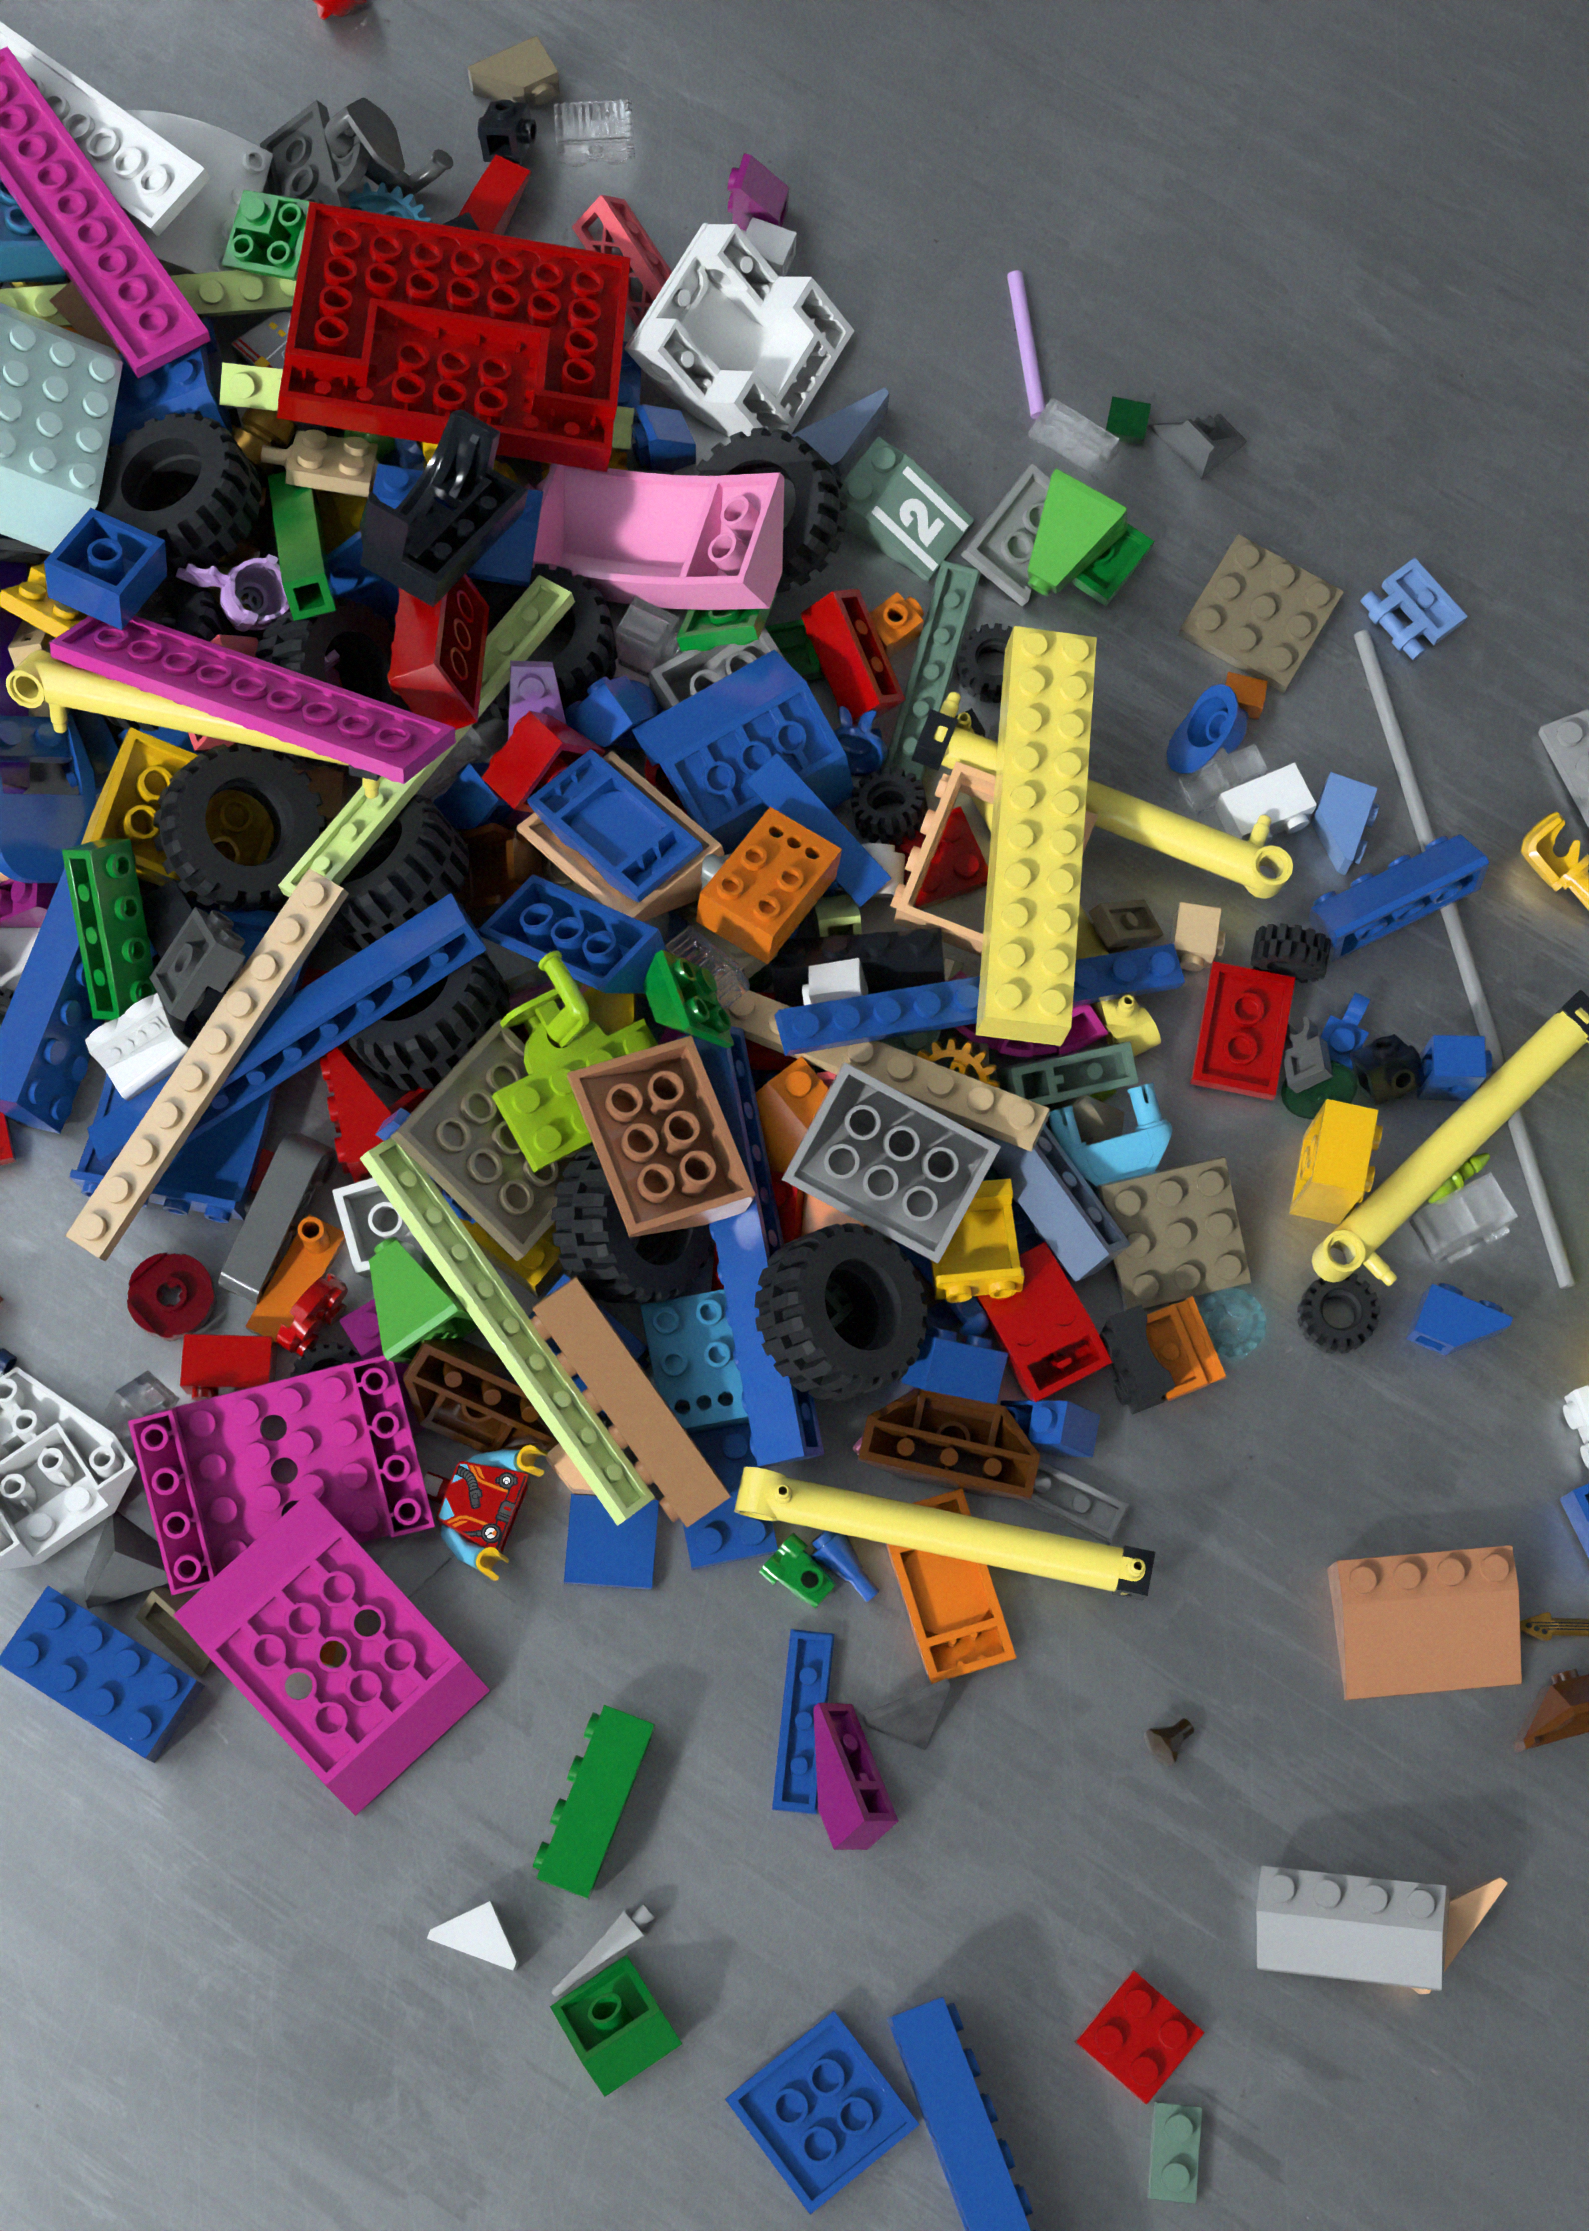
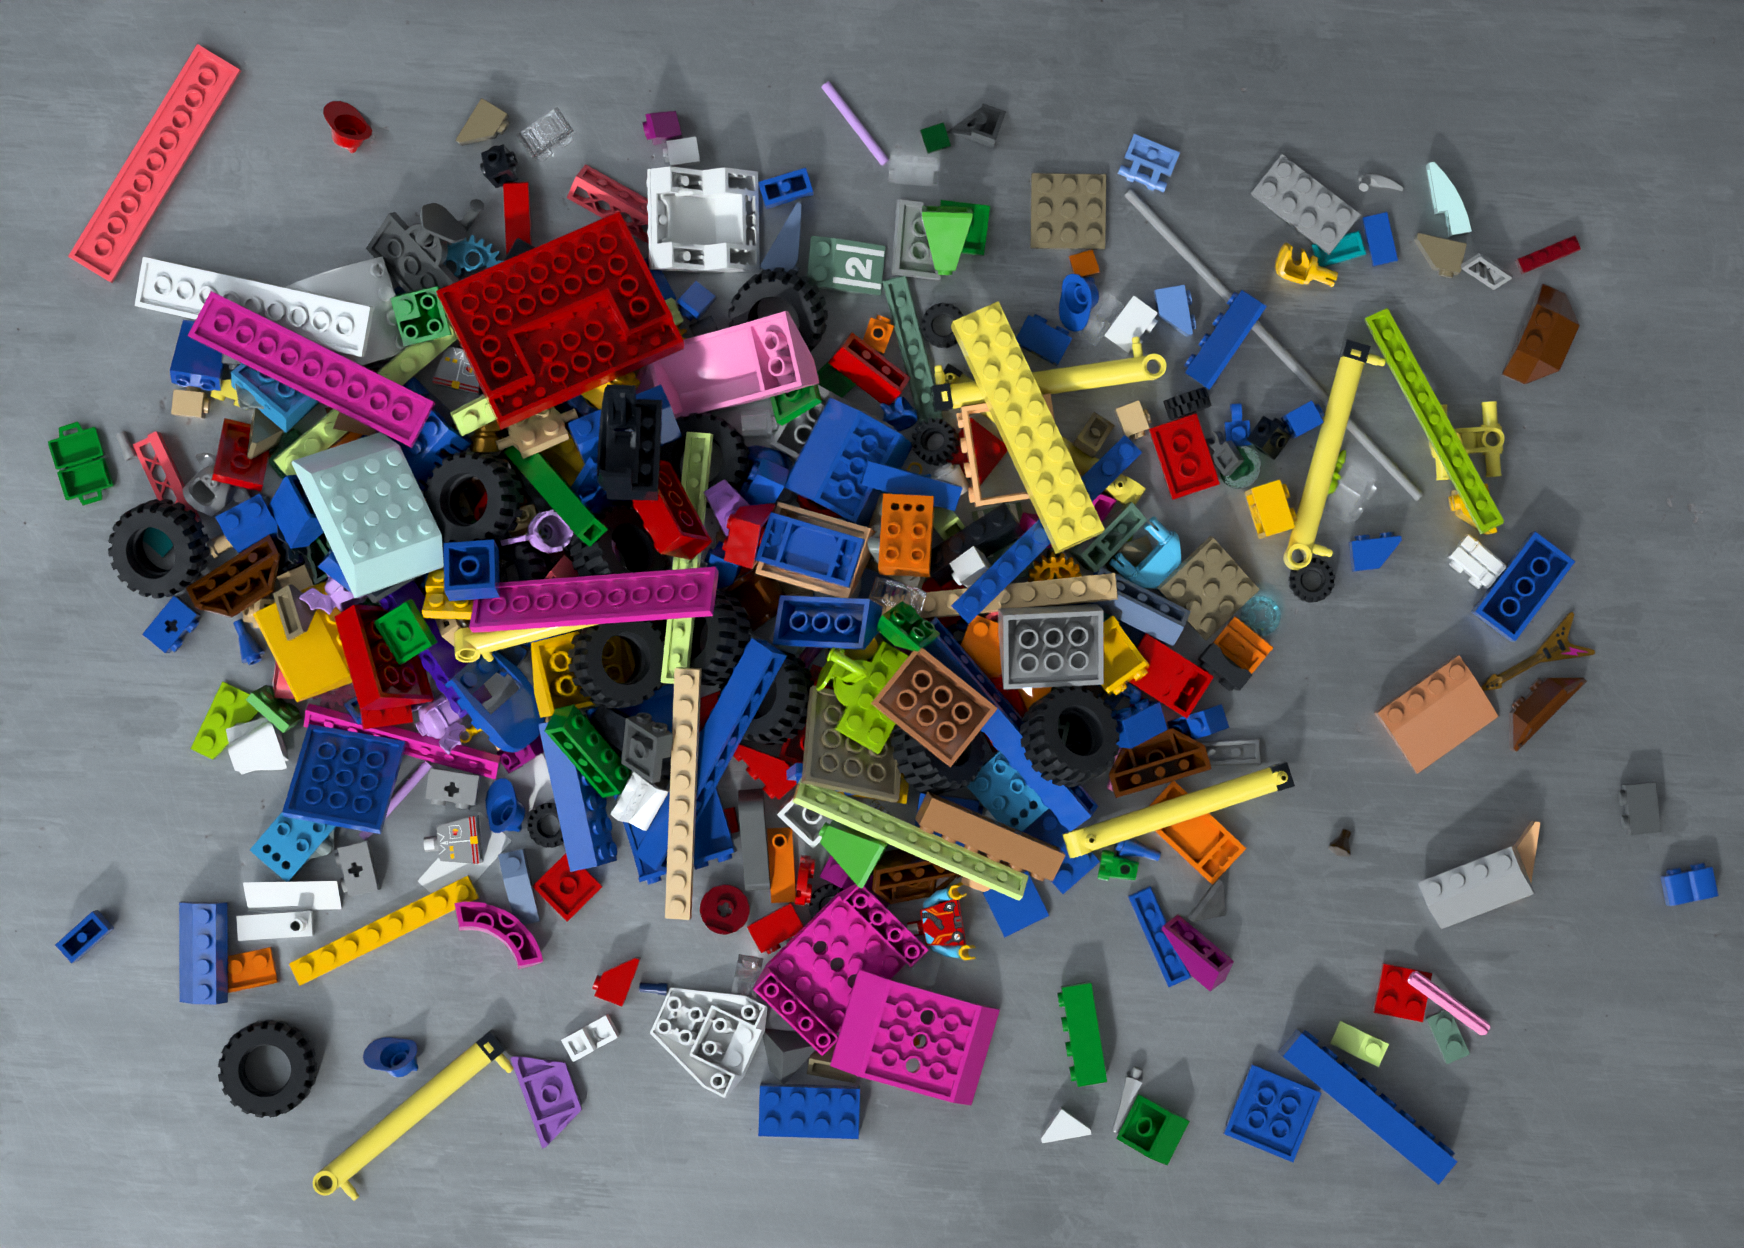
camera: 25 degrees left, 15 degrees up
(879, 361) = (785, 188): none -> blue brick
(1025, 2079) = (1359, 1043): none -> yellowish green slope
(1127, 756) = (1043, 340): none -> blue brick
(1206, 2096) = (1449, 1003): none -> bright pink axle

